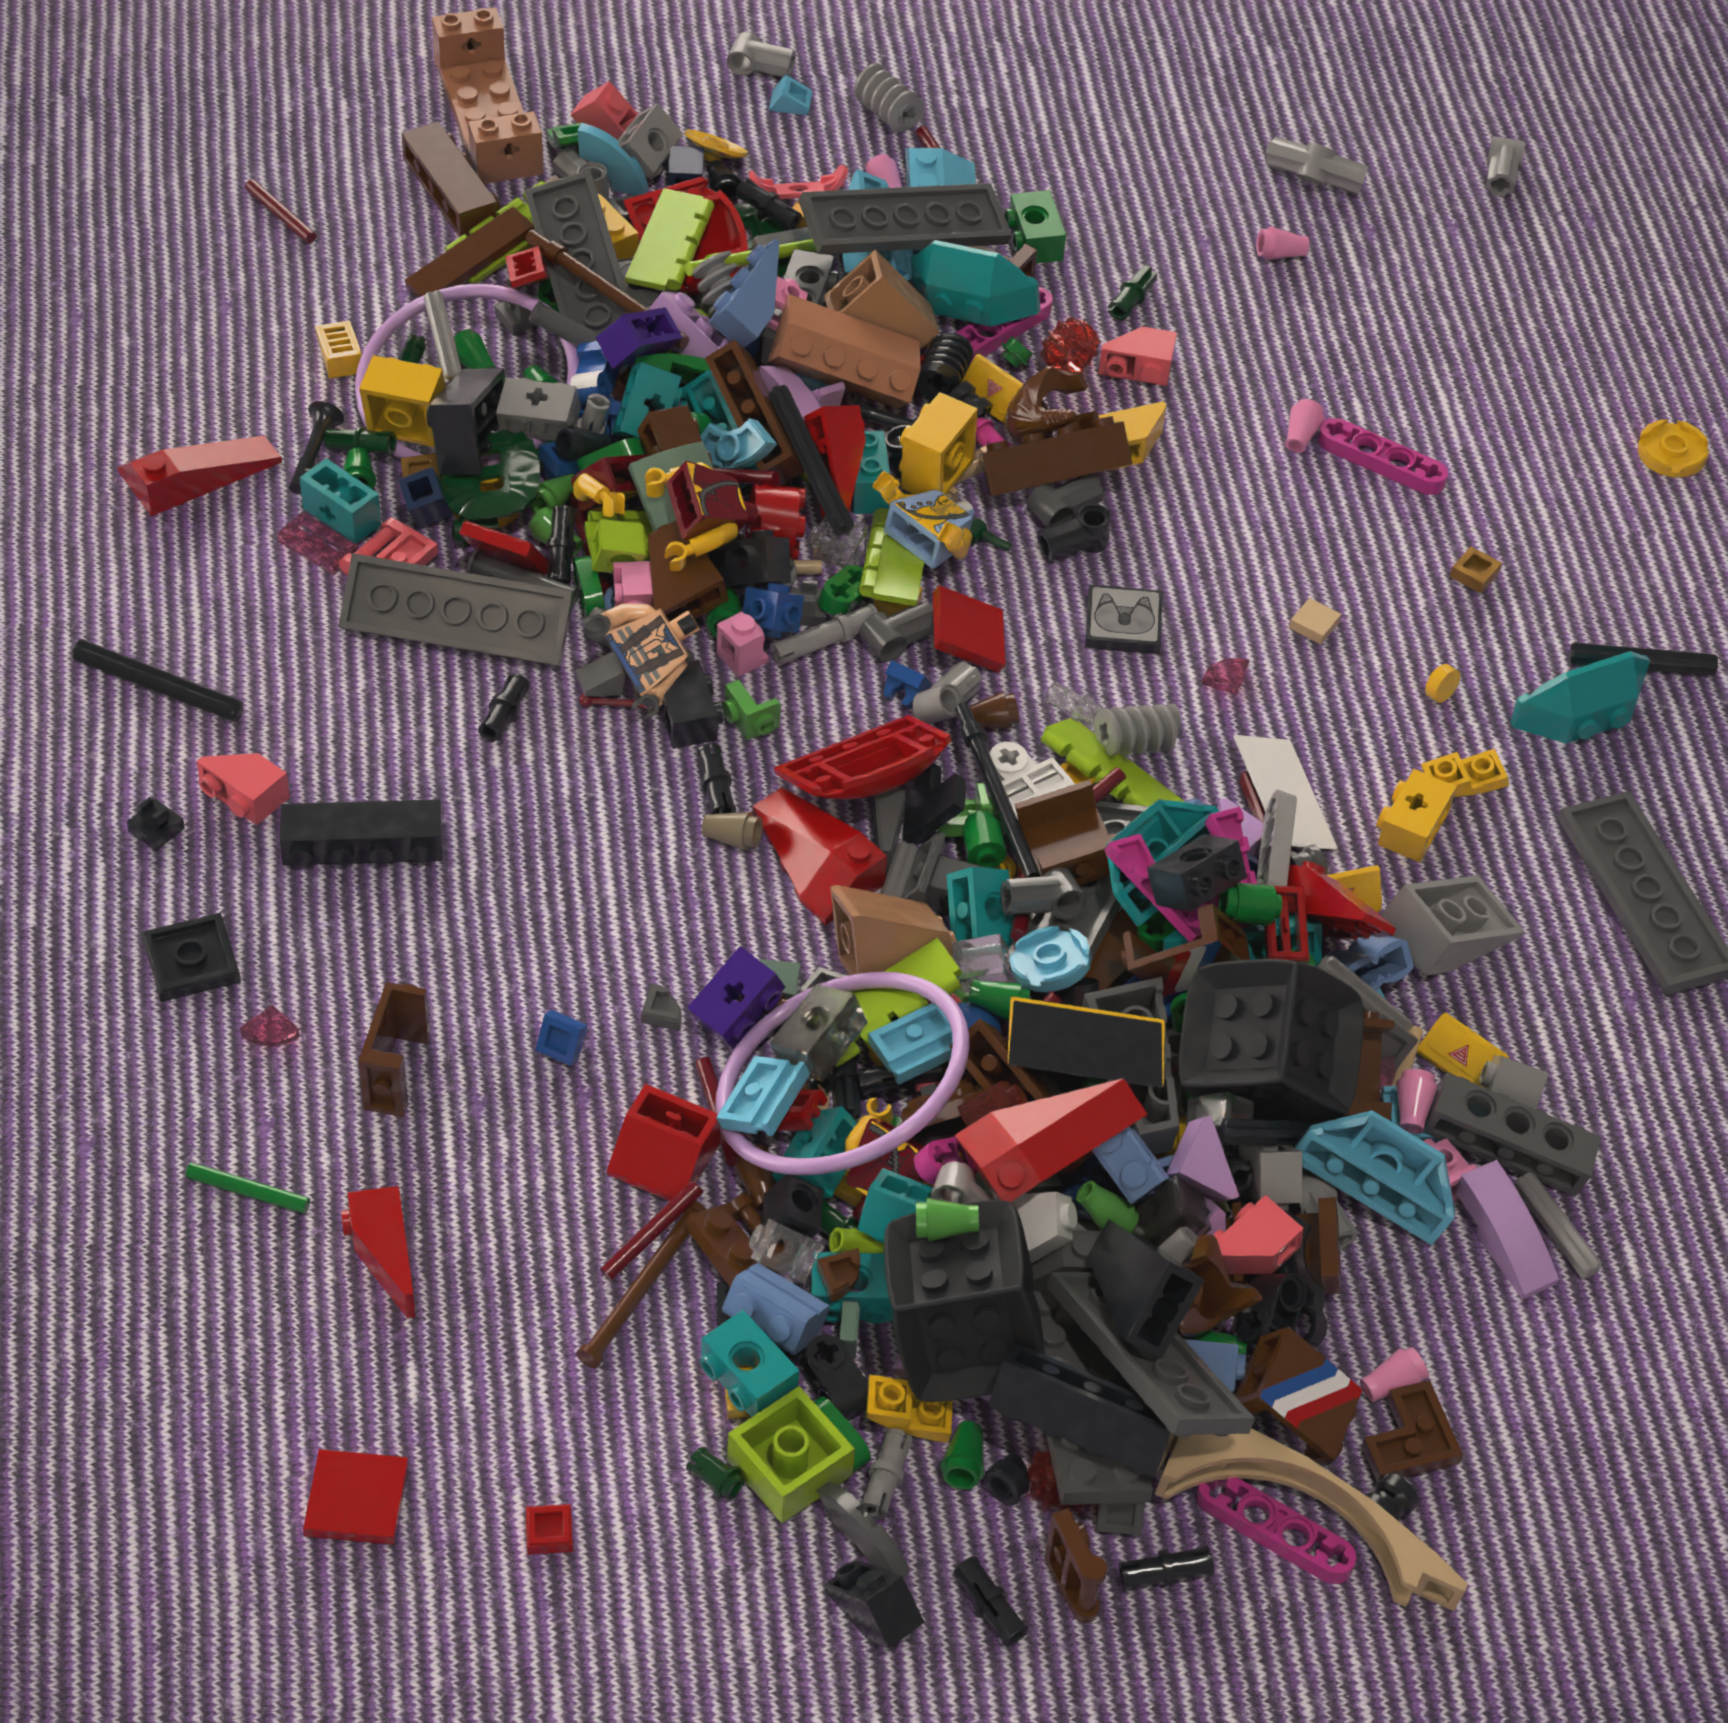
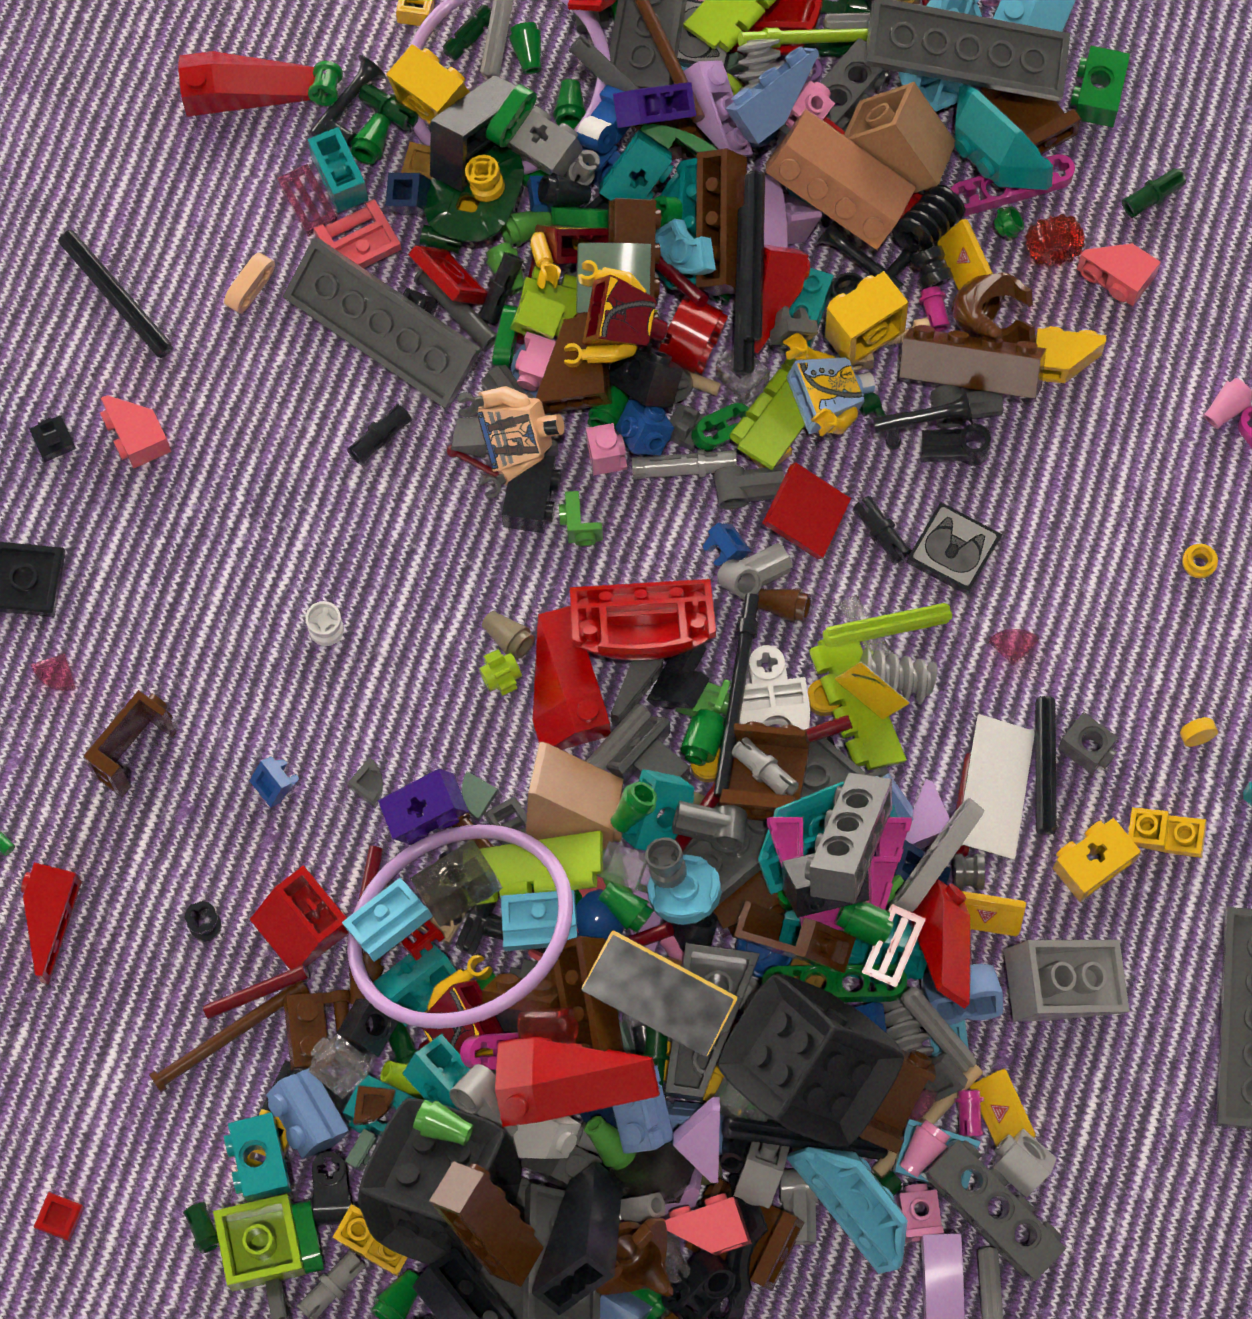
camera: 30 degrees right, 20 degrees up
(281, 441) = (325, 83): none -> green bush
(297, 624) = (249, 282): none -> light nougat beam
(361, 832) = (205, 516): black brick -> none
(501, 450) = (485, 178): none -> yellow wheel
(503, 385) = (511, 115): none -> green beam
(539, 882) = (324, 615): none -> white wheel
(563, 1187) = (206, 931): none -> black bush
(716, 779) = (517, 579): black pin -> none
(746, 860) = (500, 672): none -> lime gear
(807, 423) = (753, 256): none -> black axle
(869, 471) = (787, 326): none -> dark grey tile
(961, 899) = (635, 804): none -> green cone
(1007, 530) = (892, 422): none -> black piece
(1022, 941) = (666, 862): none -> dark grey wheel
(1047, 625) = (882, 529): none -> black pin
(1050, 1278) = (487, 1222): none -> reddish brown brick
(1061, 832) = (764, 768): none -> light grey pin
(1103, 690) = (887, 625): none -> lime axle
(1126, 739) = (872, 690): none -> yellow sticker
(1202, 820) = (849, 837): none -> dark grey brick
(1315, 621) = (1124, 618): tan tile -> none
(1319, 760) = (1045, 765): none -> black axle
(1350, 726) = (1088, 729): none -> dark grey brick
(1355, 552) = (1200, 551): none -> yellow plate
(1429, 1059) = (969, 1112): none -> dark pink pin

